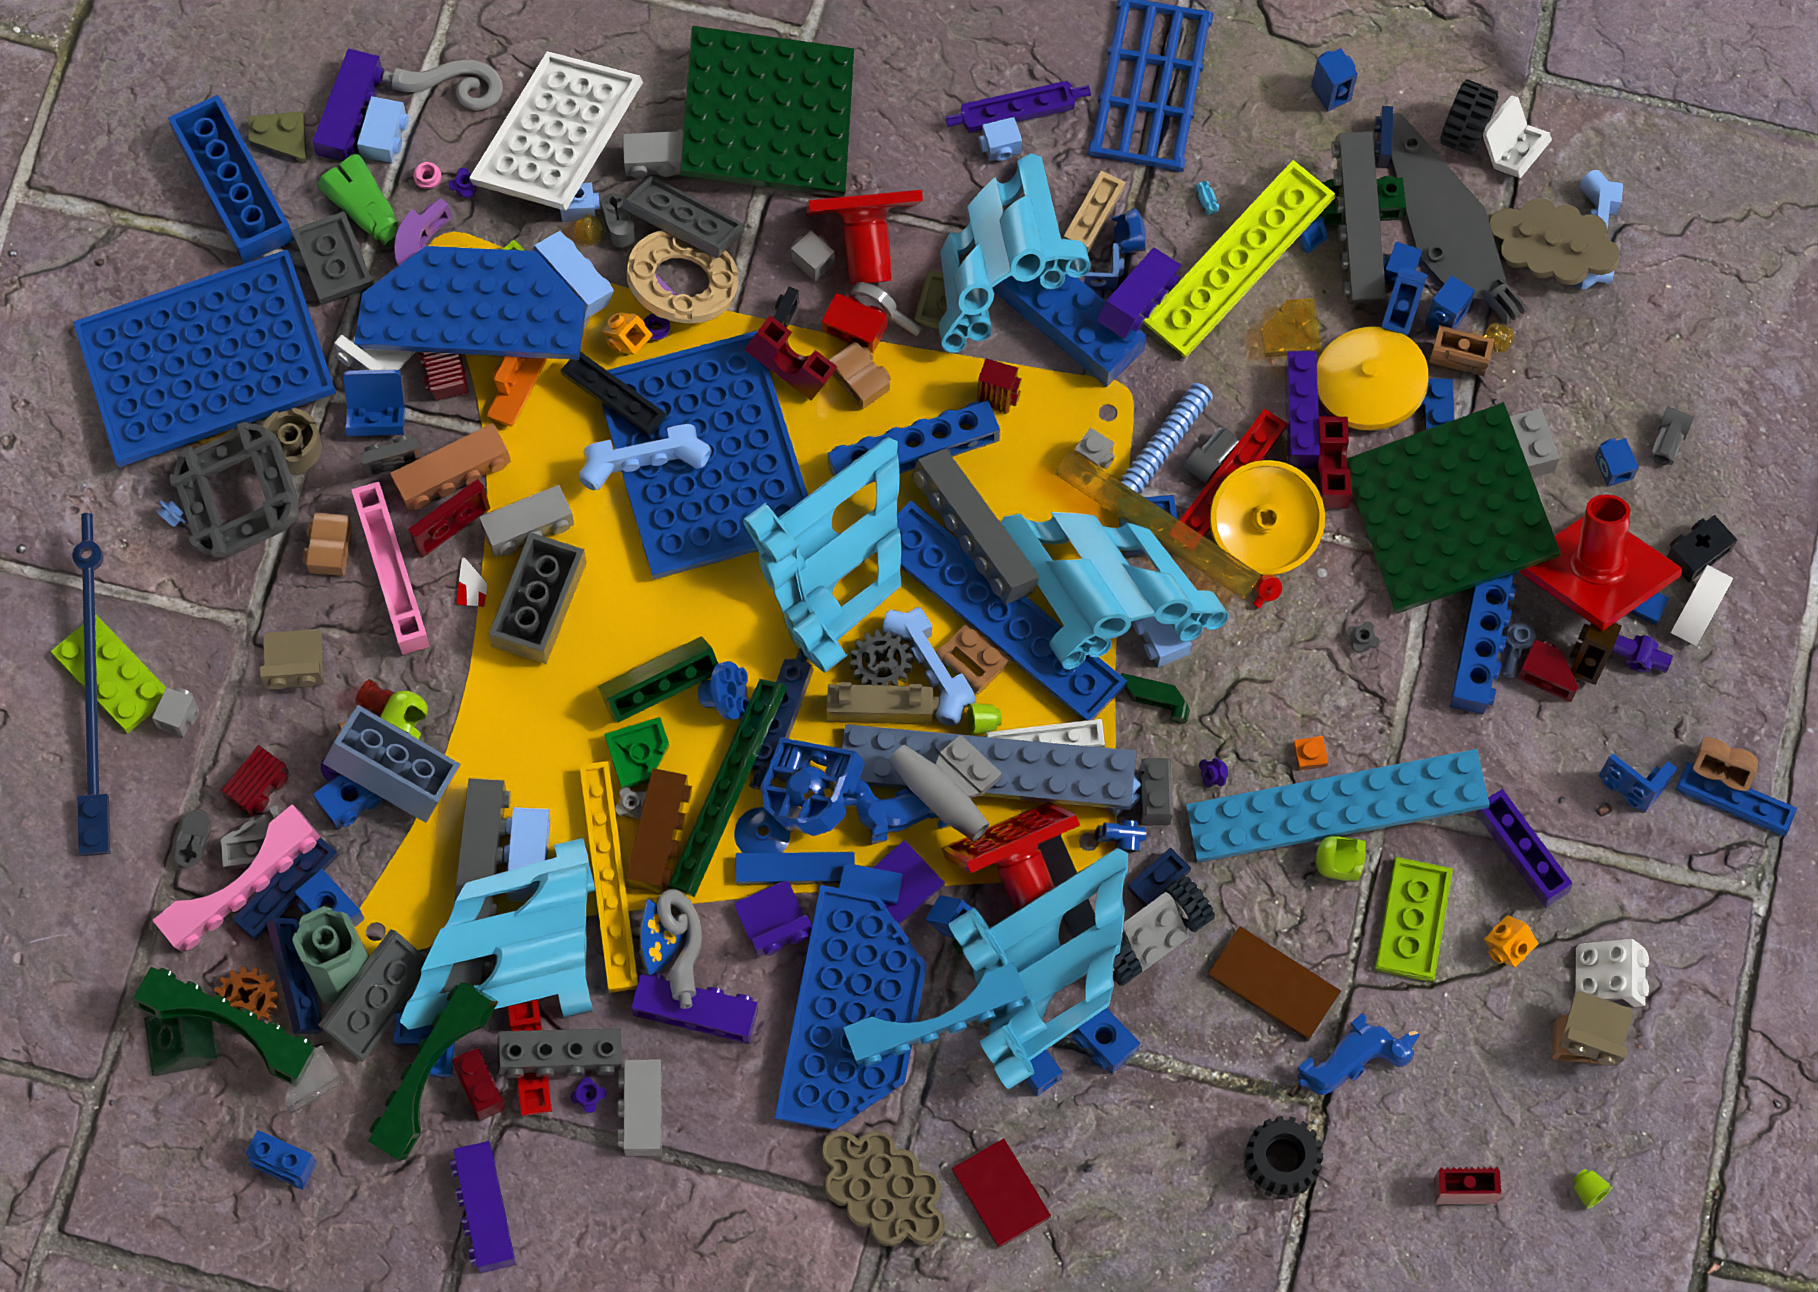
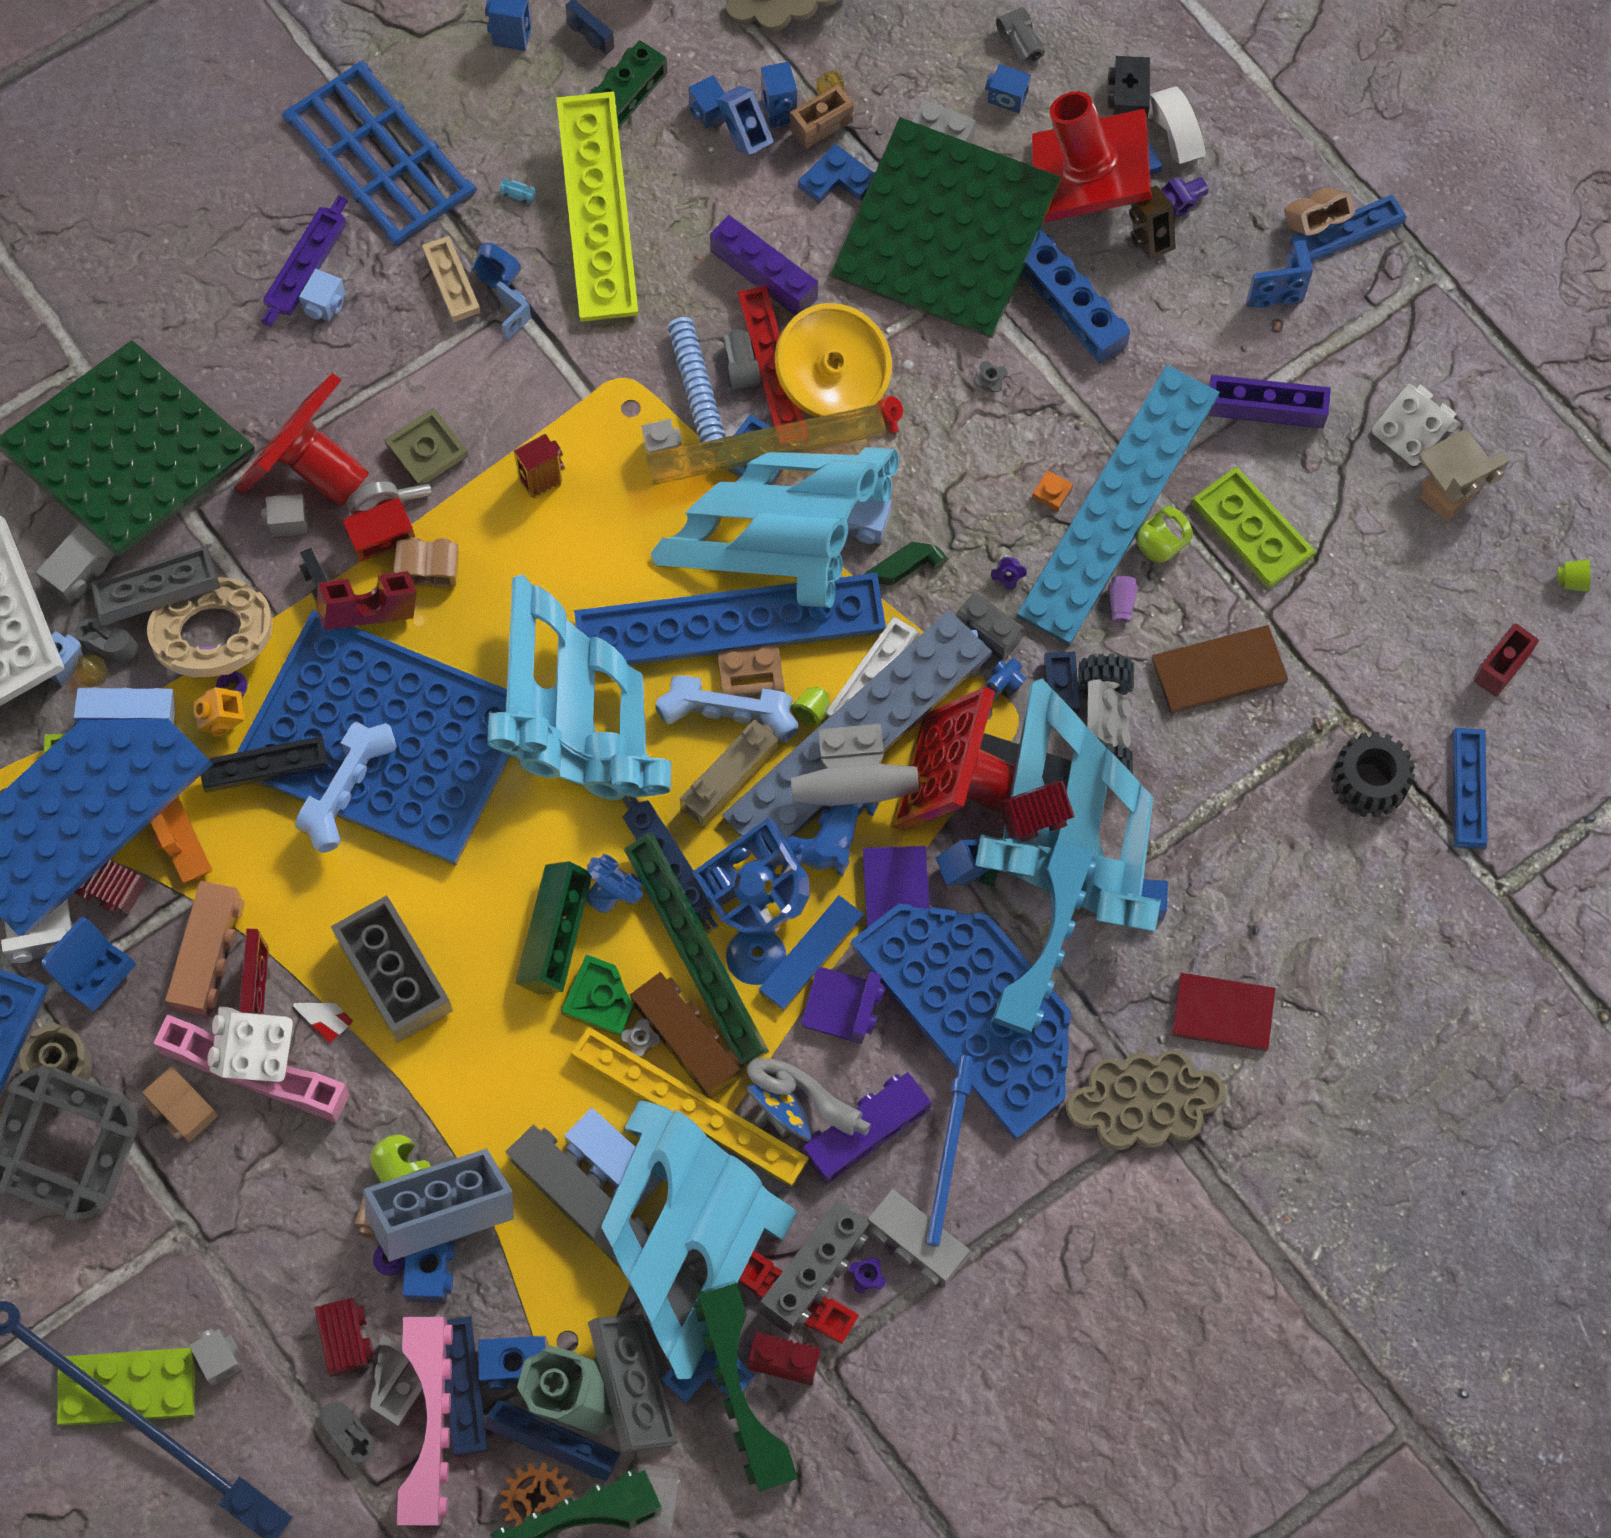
camera: 50 degrees left, 0 degrees up
(171, 513) = (25, 1217): medium blue plate -> none
(292, 659) = (258, 1217): dark tan bracket -> none
(373, 697) = (357, 1175): clear red wheel -> none
(385, 459) = (151, 990): dark grey plate -> none
(400, 552) = (250, 1045): none -> white bracket
(484, 1207) = (896, 1439): dark purple brick -> none
(539, 514) = (310, 924): light grey brick -> none
(774, 1048) = (960, 1090): none -> blue bar
(872, 881) = (879, 901): blue tile -> none
(879, 649) = (679, 746): dark grey gear -> none
(957, 441) = (552, 502): blue brick -> none
(975, 526) = (644, 578): dark grey brick -> none
(1013, 242) = (433, 357): medium azure panel -> none
(1026, 932) = (1036, 810): none -> dark red brick
(1070, 321) = (515, 366): blue brick -> none
(1108, 1055) = (1180, 824): blue brick -> none
(1140, 293) = (561, 298): dark purple brick -> none
(1266, 869) = (1122, 597): none -> medium lavender cone
(1292, 329) = (689, 220): clear yellow plate -> none
(1313, 235) = (626, 142): blue tile -> none
(1332, 470) = (832, 285): dark red arch -> none
(1341, 1240) = (1469, 788): none -> blue tile
(1353, 1053) = (1328, 655): blue animal -> none
(1359, 217) = (646, 93): dark grey brick -> none
(1372, 378) = (785, 195): yellow dish -> none
(1450, 223) = (707, 41): dark grey wing -> none
(1510, 941) = (1333, 471): light orange brick -> none
(1520, 638) = (1093, 268): sand blue plate -> none
(1549, 671) = (1136, 270): dark red slope -> none

